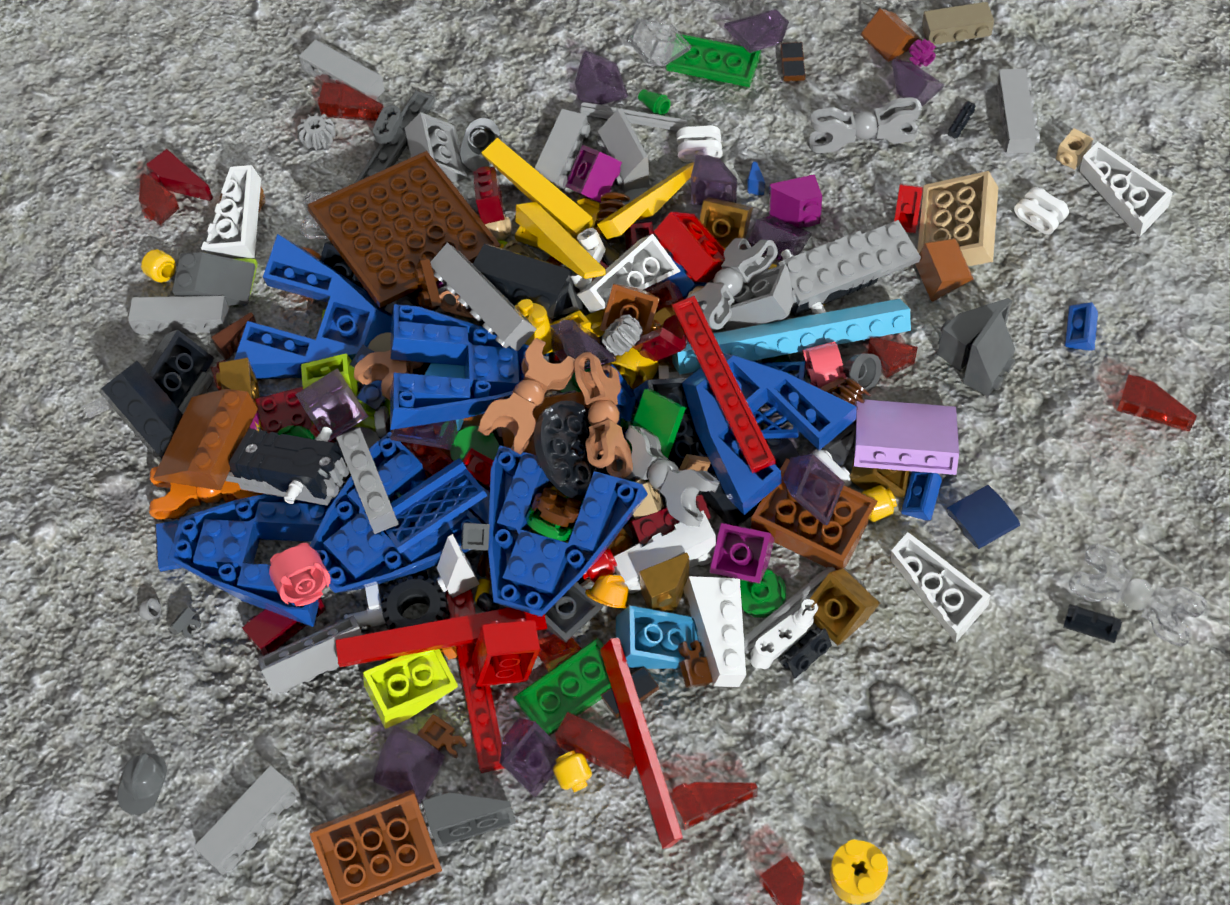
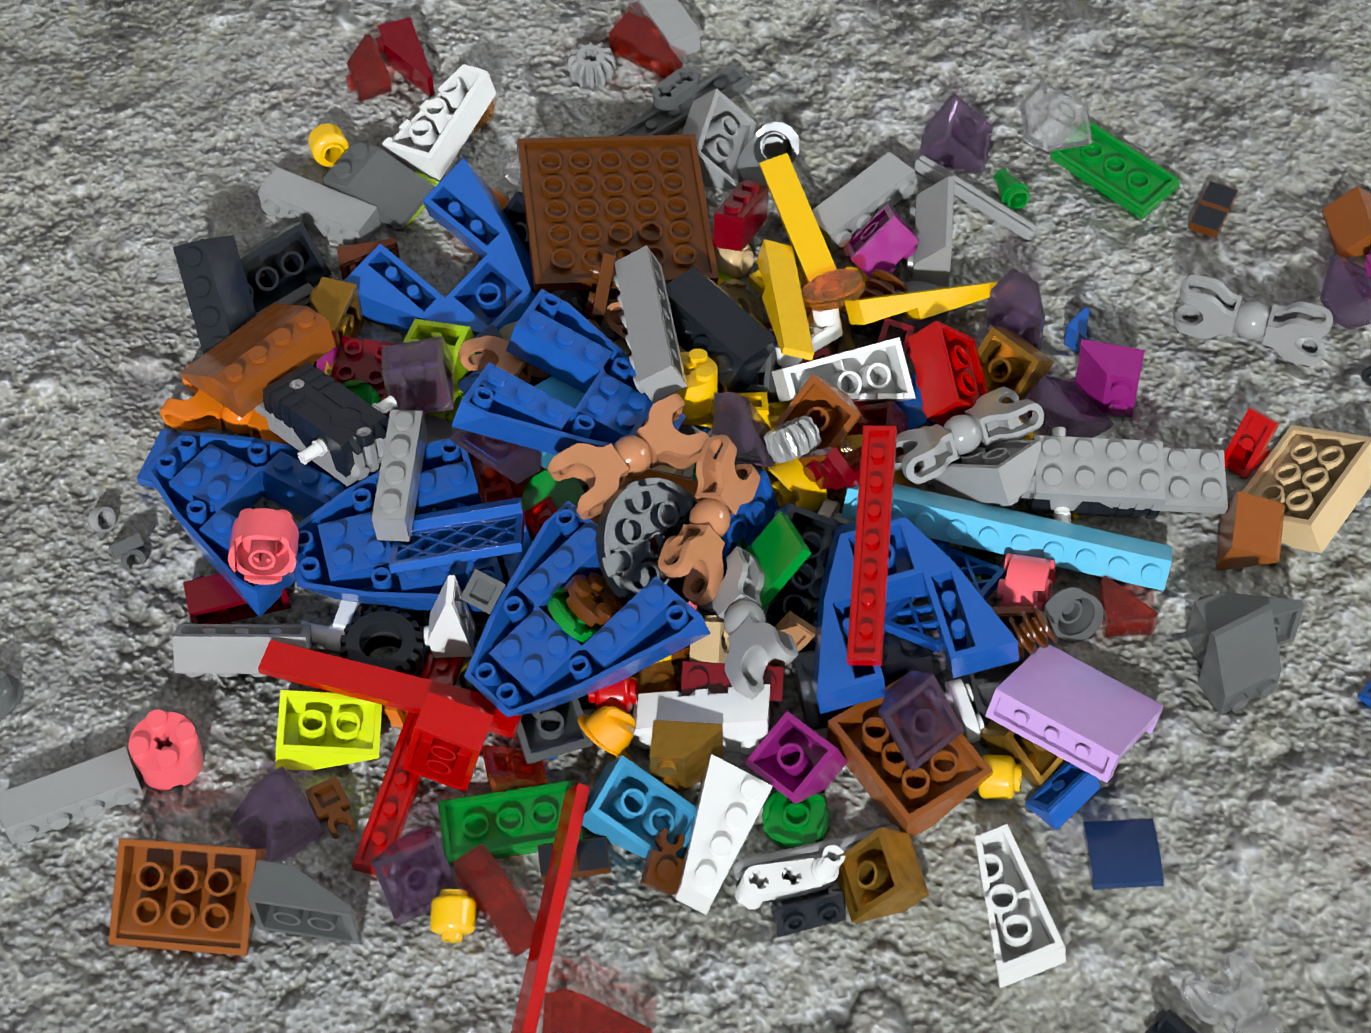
camera: 25 degrees right, 5 degrees down
(303, 741) = (166, 750): none -> coral brick
(586, 219) = (833, 288): none -> clear orange tile
(699, 141) = (1037, 258): white brick -> none
(759, 30) = (1189, 154): clear purple slope -> none

